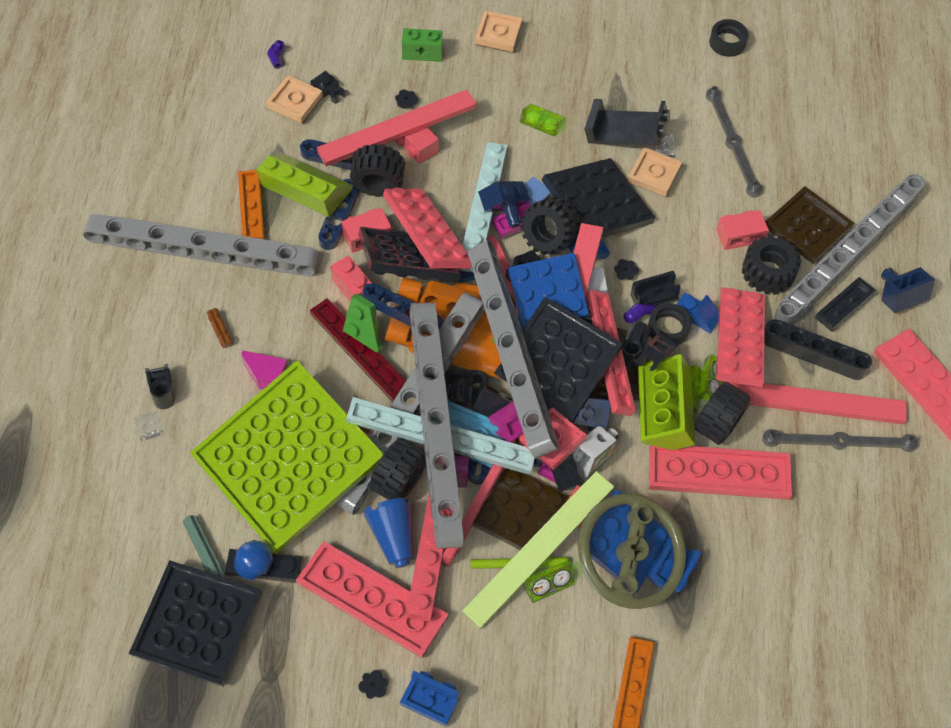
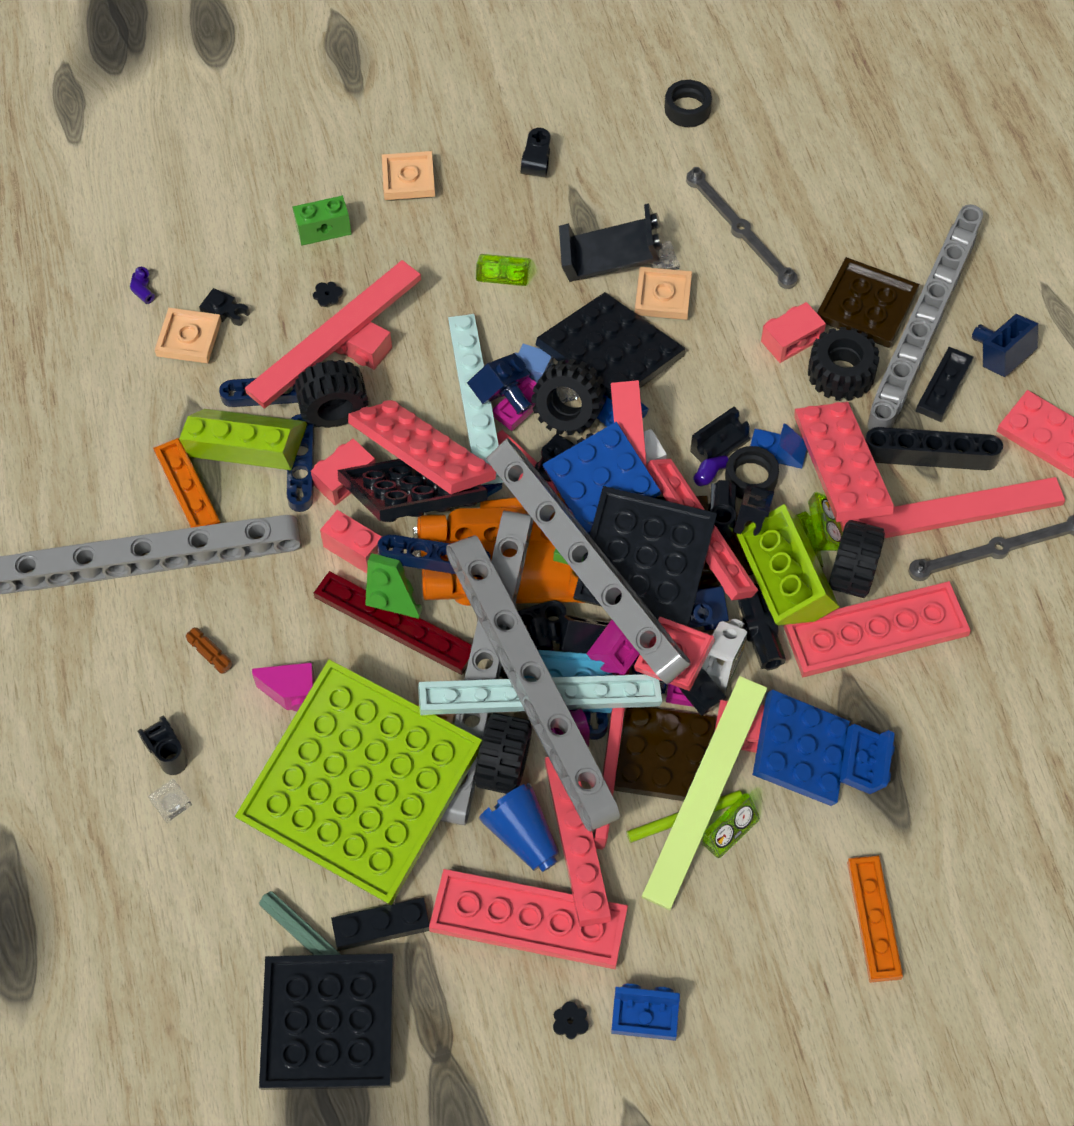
camera: 15 degrees left, 0 degrees up
(253, 559) = (368, 920): blue hair -> none
(599, 42) = (536, 153): none -> black piece
(626, 269) = (674, 422): black plant -> none
(630, 444) = (762, 631): none -> black piece
(632, 551) = (817, 757): olive piece -> none

